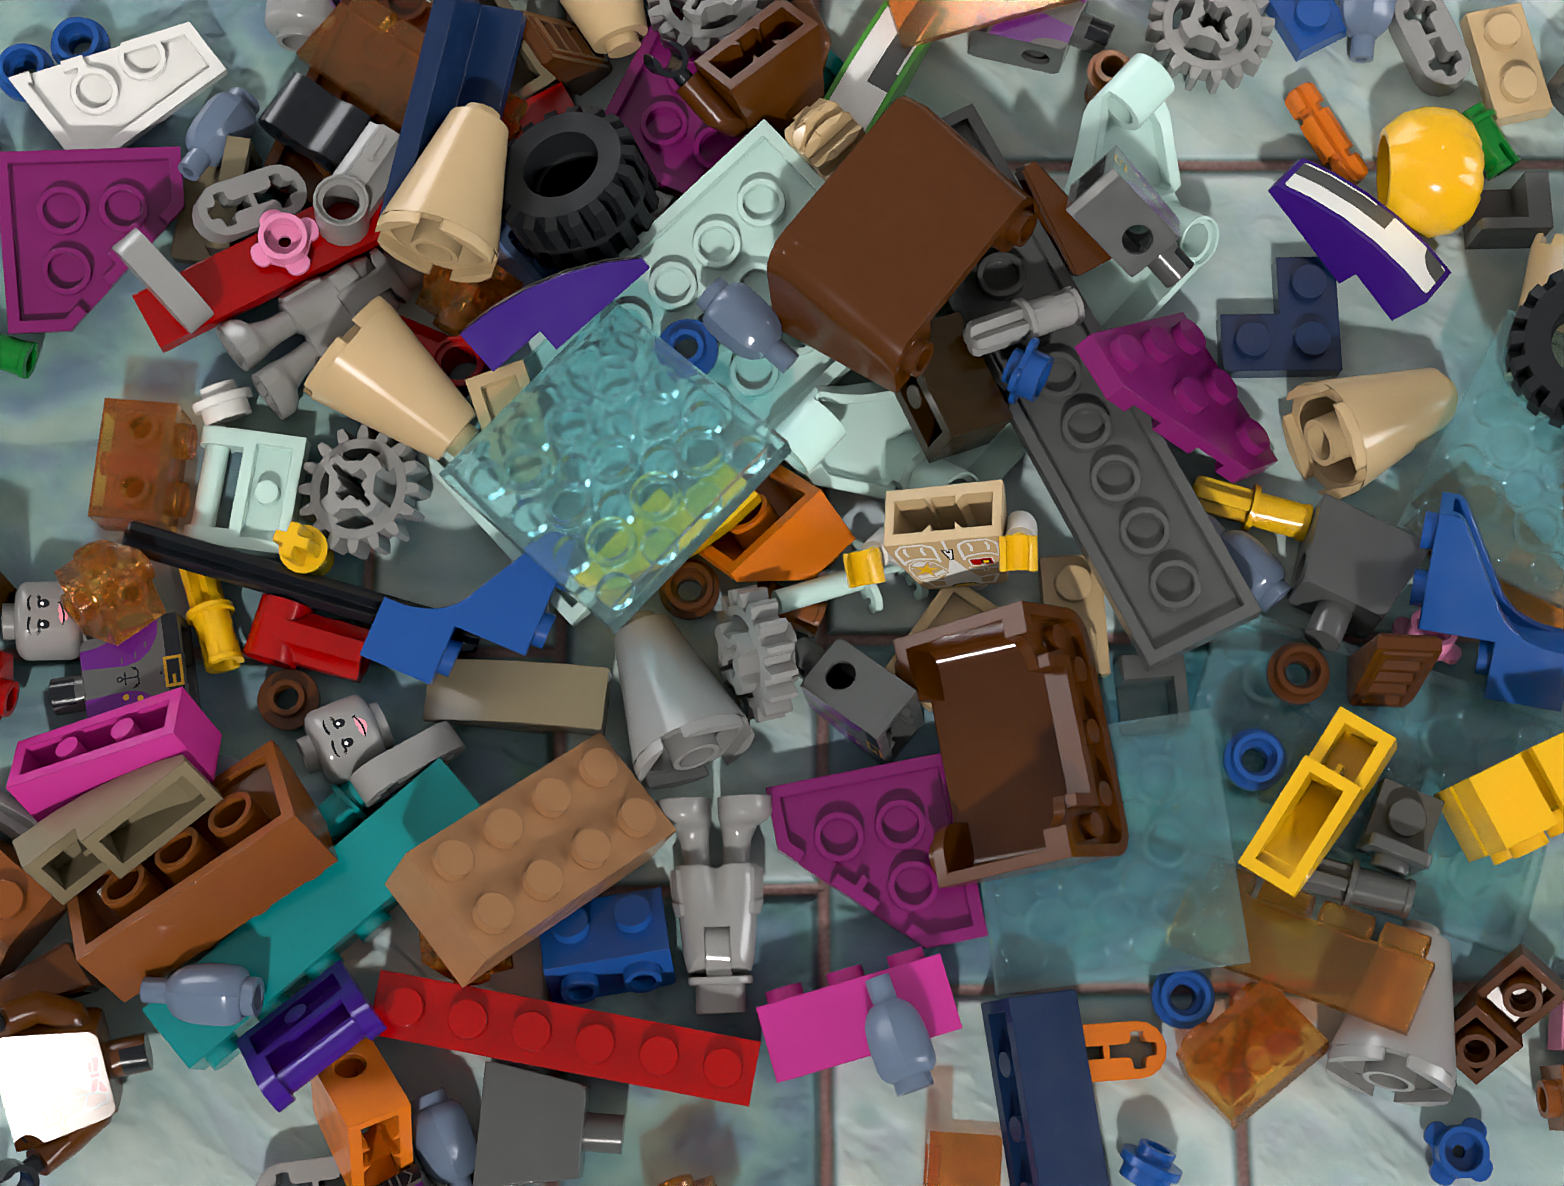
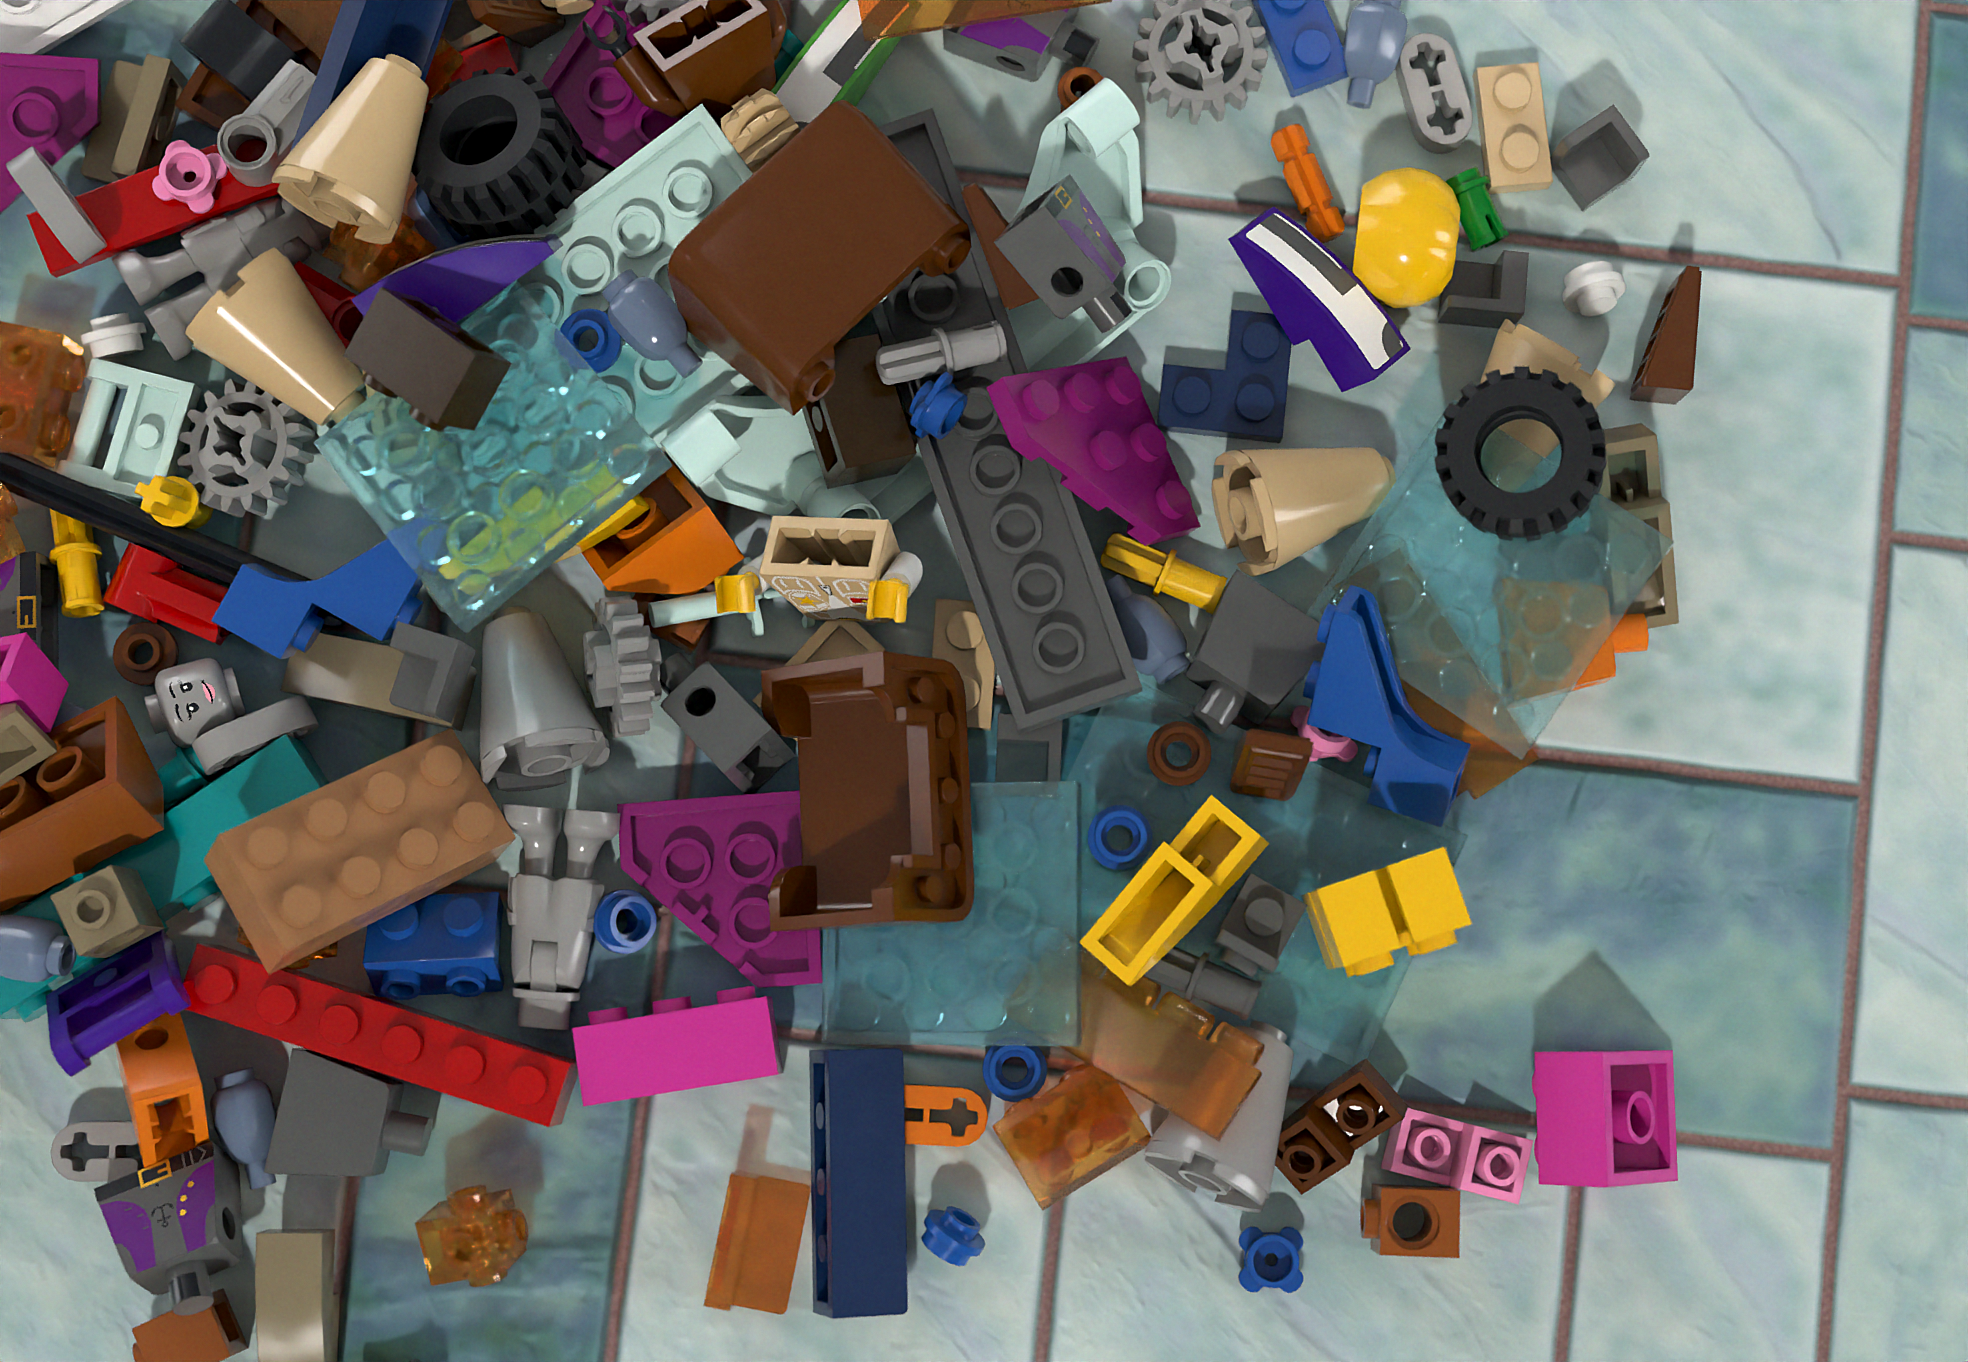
camera: 10 degrees right, 5 degrees up
(222, 115) = (147, 31): sand blue plant -> none
(245, 190) = (156, 115): light grey beam -> none
(292, 947) = (107, 911): none -> dark tan brick
(544, 380) = (426, 361): none -> dark brown brick
(575, 678) = (430, 671): none -> dark grey panel
(695, 609) = (552, 581): reddish brown plate -> none
(800, 900) = (640, 921): none -> blue plate
(898, 1039) = (706, 1079): sand blue plant -> none

